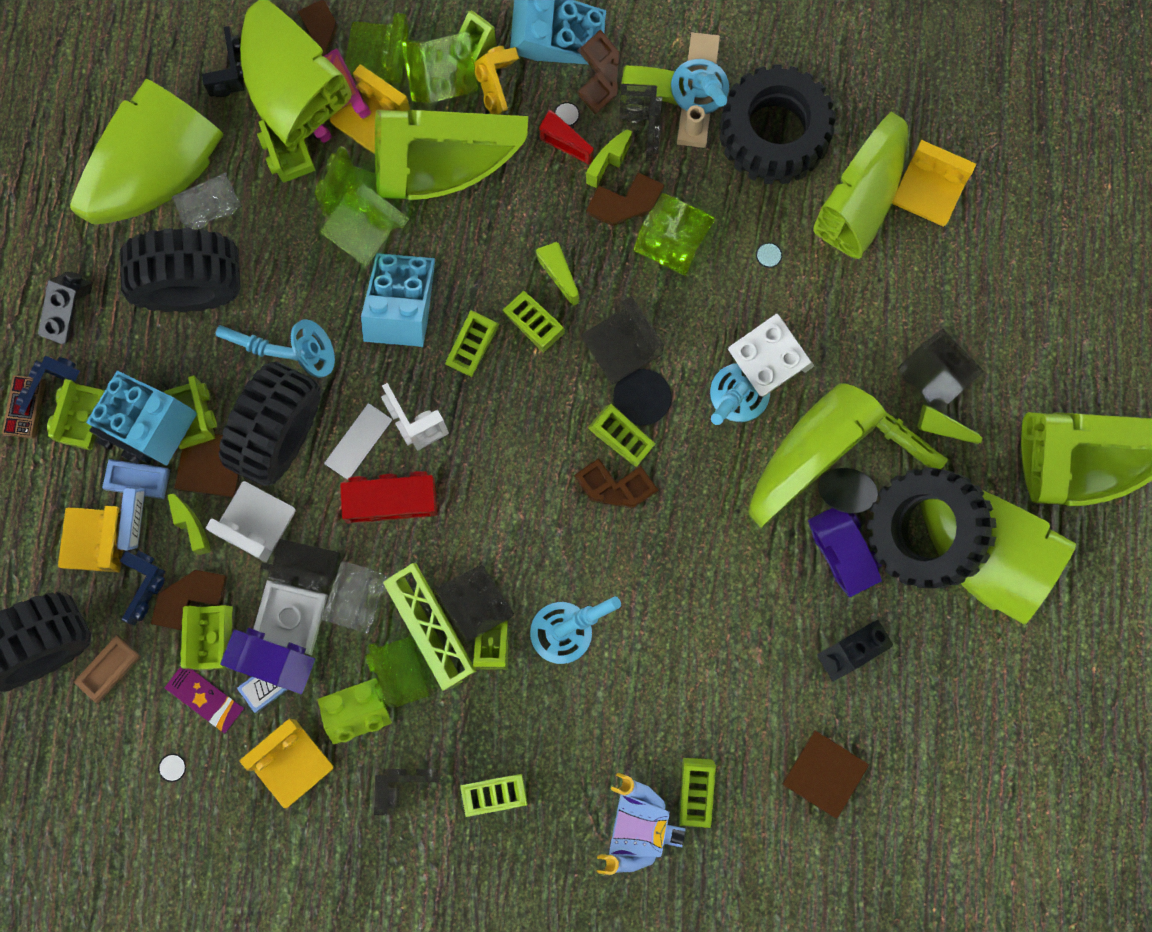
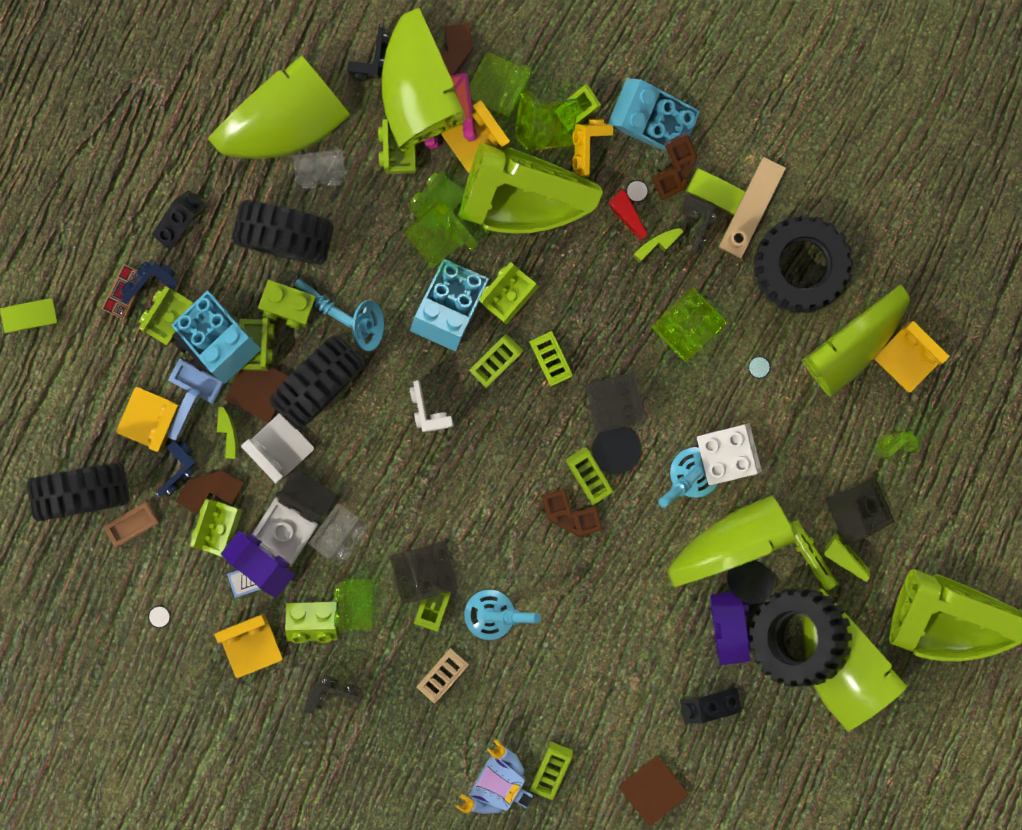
camera: 20 degrees right, 10 degrees up
(204, 698) = (199, 572): magenta sticker -> none
(213, 357) = (286, 304): none -> lime bracket
(358, 441) = (380, 409): white sticker -> none
(388, 497) = (390, 465): red brick -> none
(423, 629) = (384, 580): lime fence -> none
(460, 263) = (508, 293): none -> lime bracket
(517, 745) = (434, 697): none -> tan slope
(519, 792) = (418, 715): lime slope -> none
(555, 265) = (584, 320): lime slope -> none
(615, 209) = (648, 287): reddish brown tile -> none
(703, 85) = (753, 211): medium azure dish -> none
(963, 273) = (891, 443): none -> clear neon green bracket

